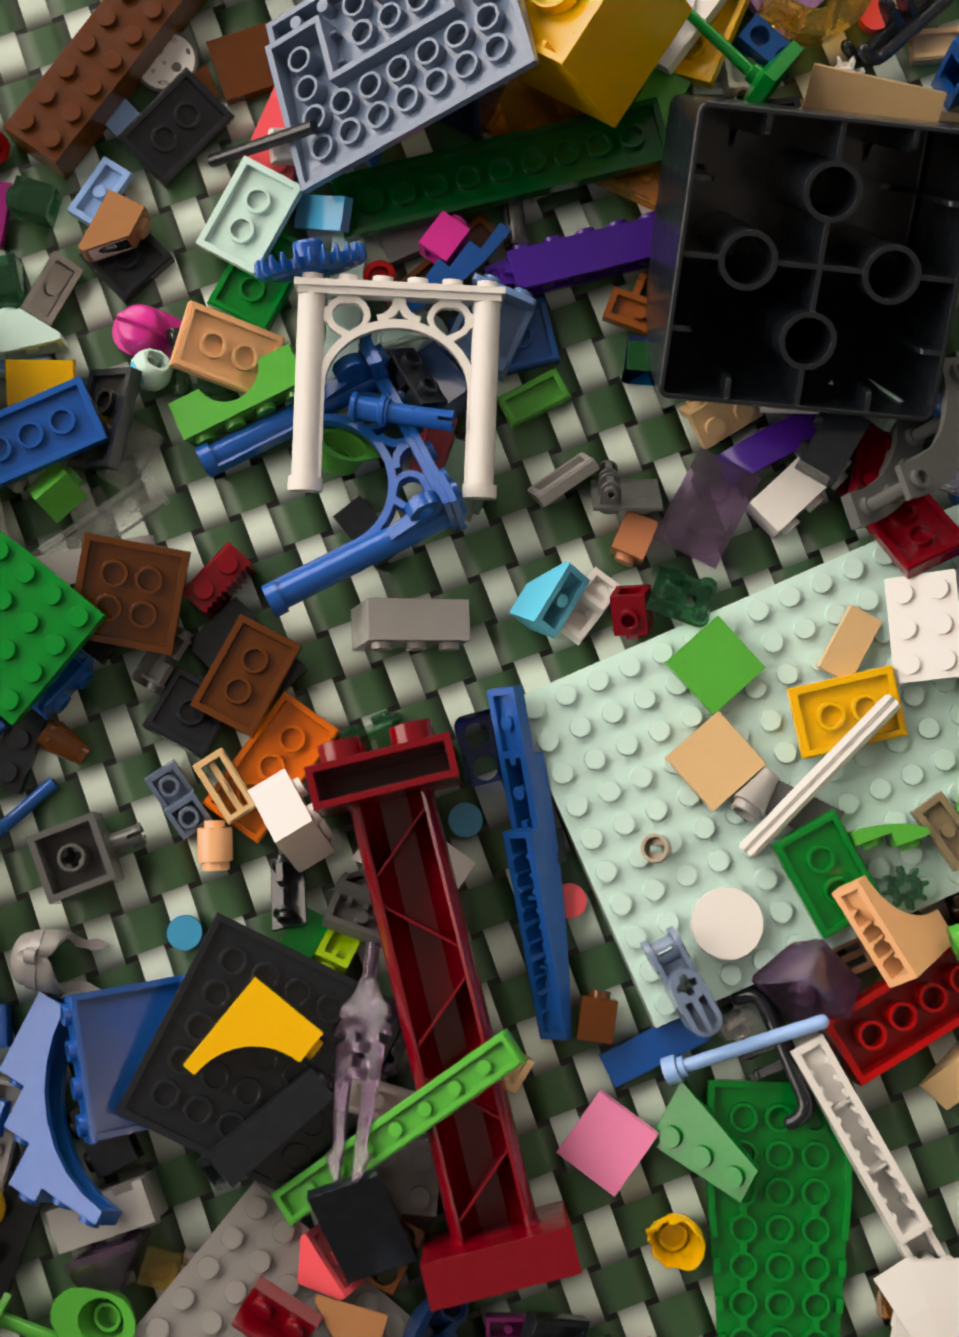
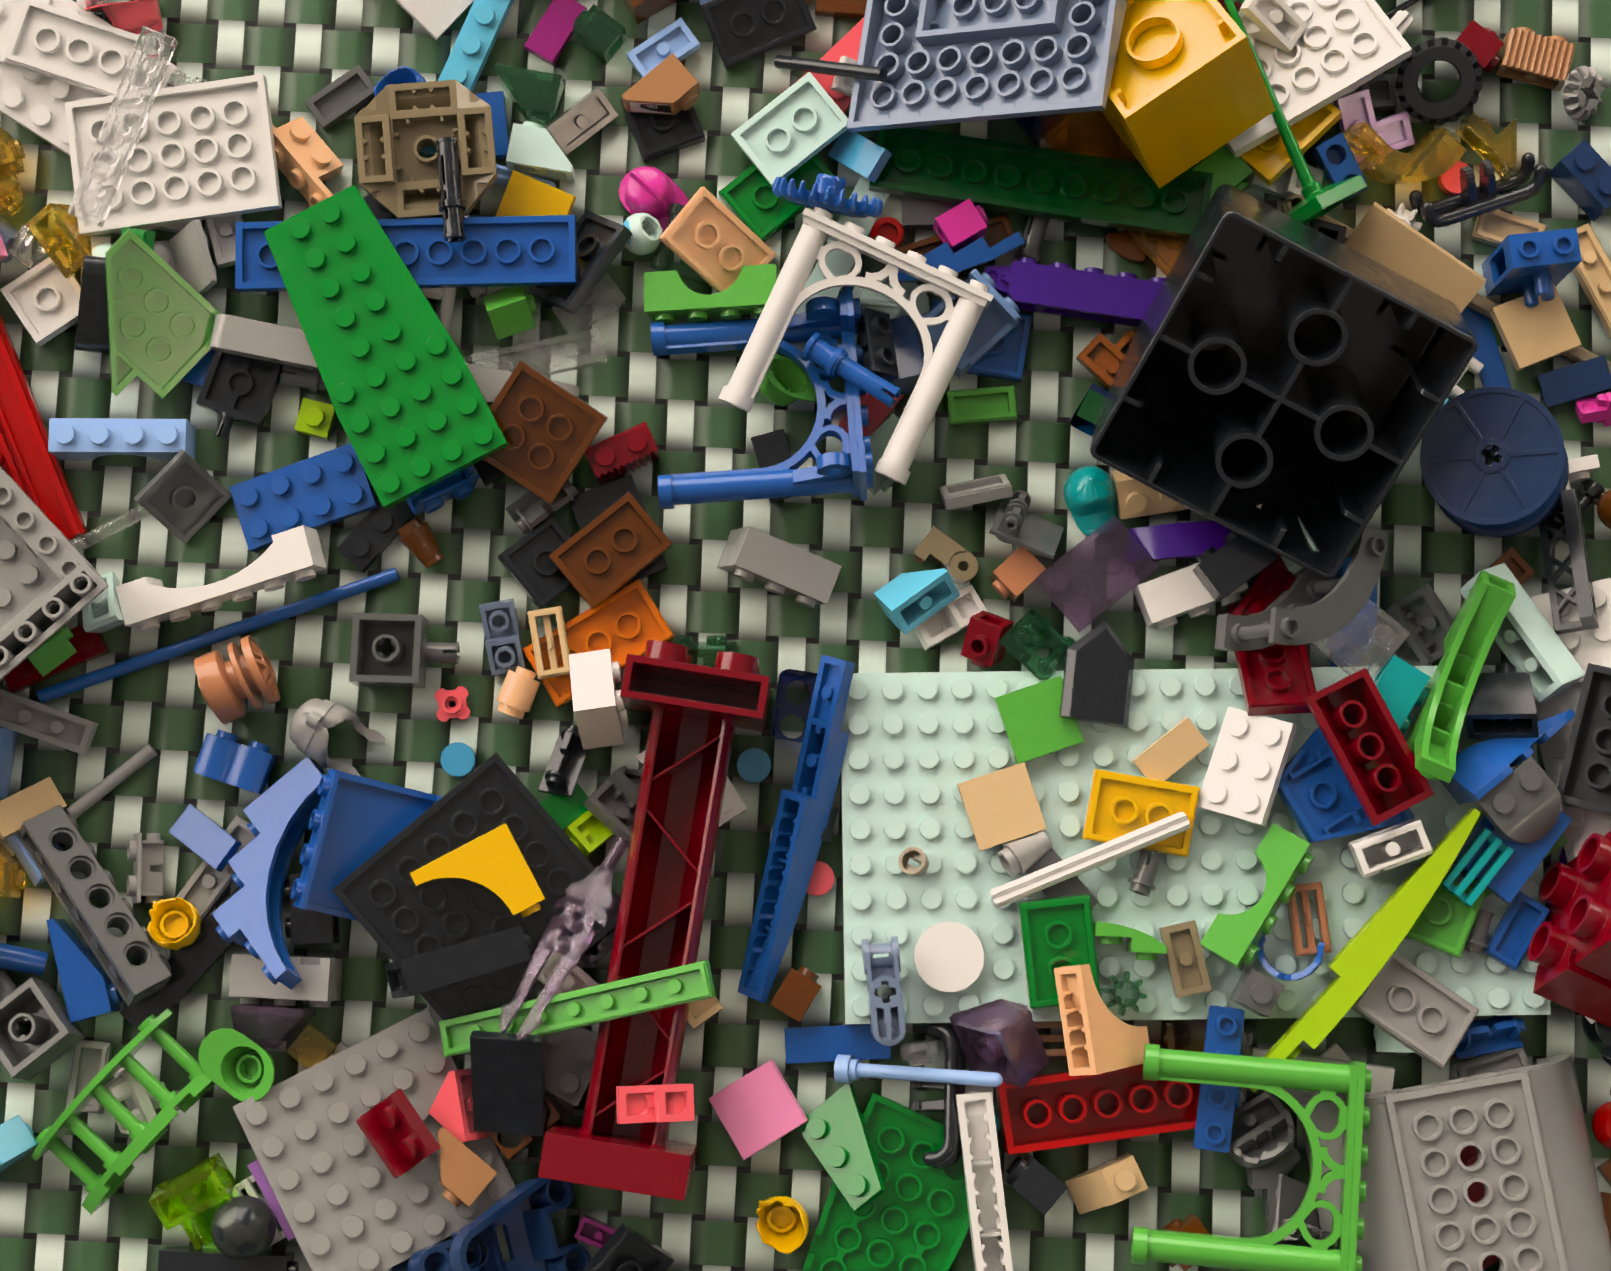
camera: 20 degrees right, 0 degrees up
(167, 886) = (461, 708): none -> coral plate
(512, 1187) = (655, 1103): none -> coral slope
(562, 547) = (947, 554): none -> dark tan leg
(603, 199) = (1125, 247): none -> reddish brown tile
(670, 441) = (1090, 498): none -> teal piece
(753, 604) = (1097, 679): none -> black tile
(875, 768) = (1145, 874): none -> dark grey pin
(897, 1101) = (1035, 1183): none -> black brick

